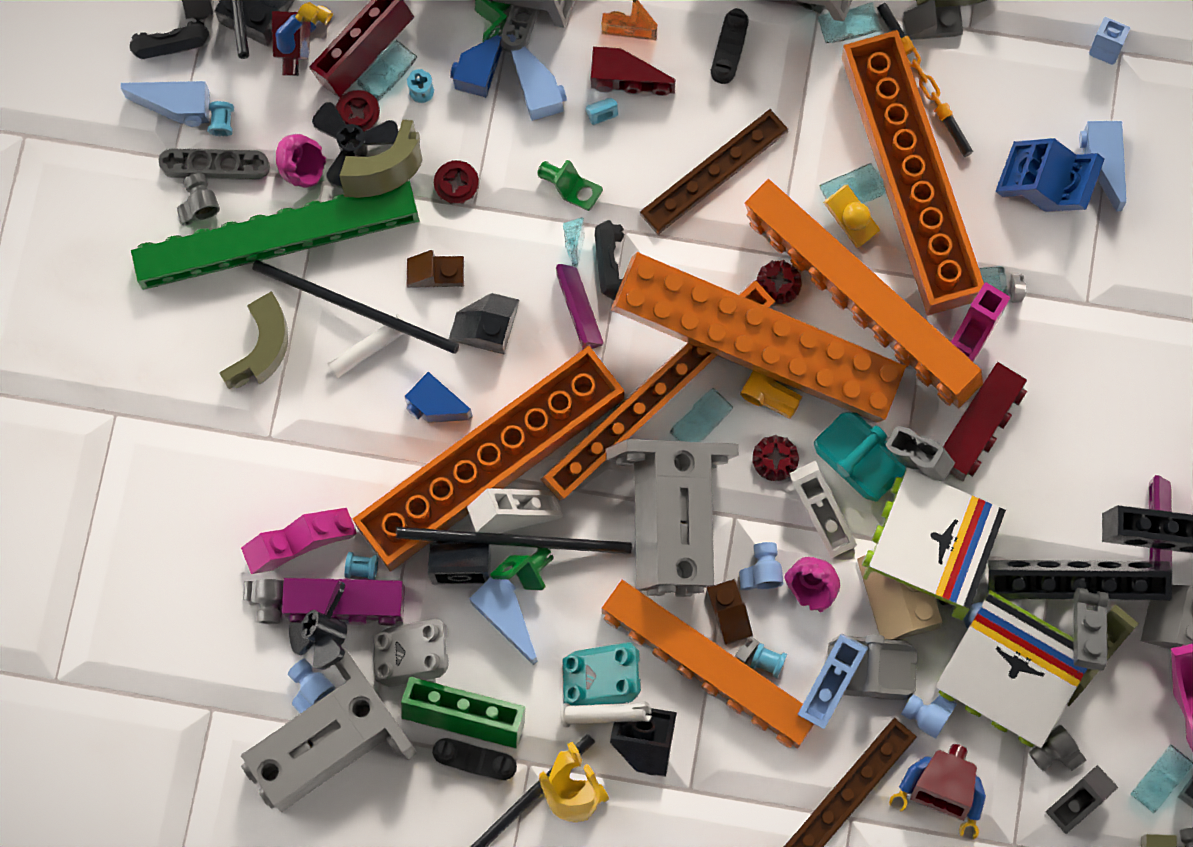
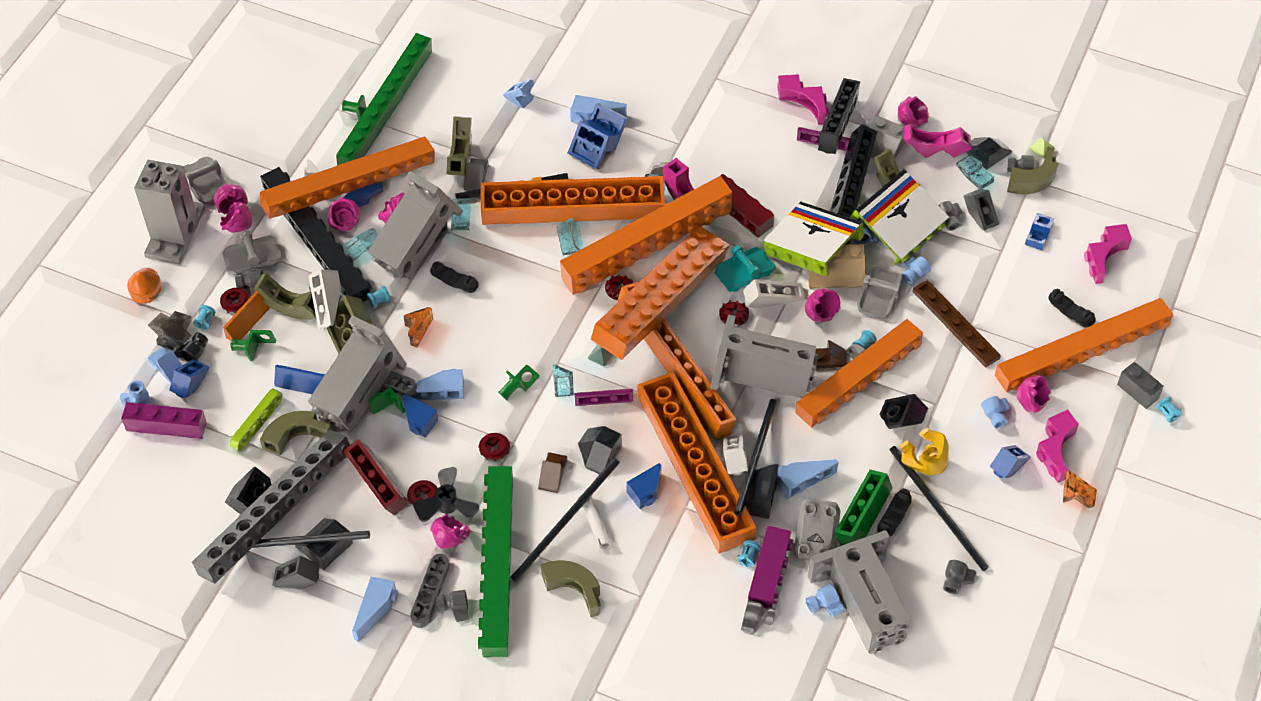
camera: 80 degrees left, 20 degrees down
(178, 40) = (329, 585): black piece -> none
(220, 118) = (401, 578): medium azure bush -> none
(292, 34) = (356, 512): torso -> none
(305, 534) = (722, 586): dark pink arch -> none
(323, 631) = (790, 596): black piece -> none
(386, 170) = (479, 477): olive arch -> none
(388, 70) = (398, 470): clear light blue slope -> none
(425, 79) = (419, 451): medium azure bush -> none
(526, 568) = (776, 454): green bracket -> none
(602, 110) = (471, 355): medium azure slope -> none
(602, 675) = (856, 426): teal shield -> none
(604, 713) = (882, 429): white pin -> none
(605, 237) = (582, 371): black piece -> none
(621, 70) = (450, 336): dark red slope -> none
(702, 418) = (697, 346): clear light blue slope -> none
(713, 171) = (535, 306): reddish brown tile -> none
(766, 391) = (690, 307): light orange piece -> none
(766, 572) = (806, 330): light blue piece -> none
(832, 680) = (886, 303): light blue slope -> none
(852, 216) = (591, 234): yellow tile -> none
(920, 453) = (754, 232): dark grey brick -> none
(946, 785) = (961, 269): dark red torso -> none
(1090, 629) = (887, 168): dark grey plate -> none

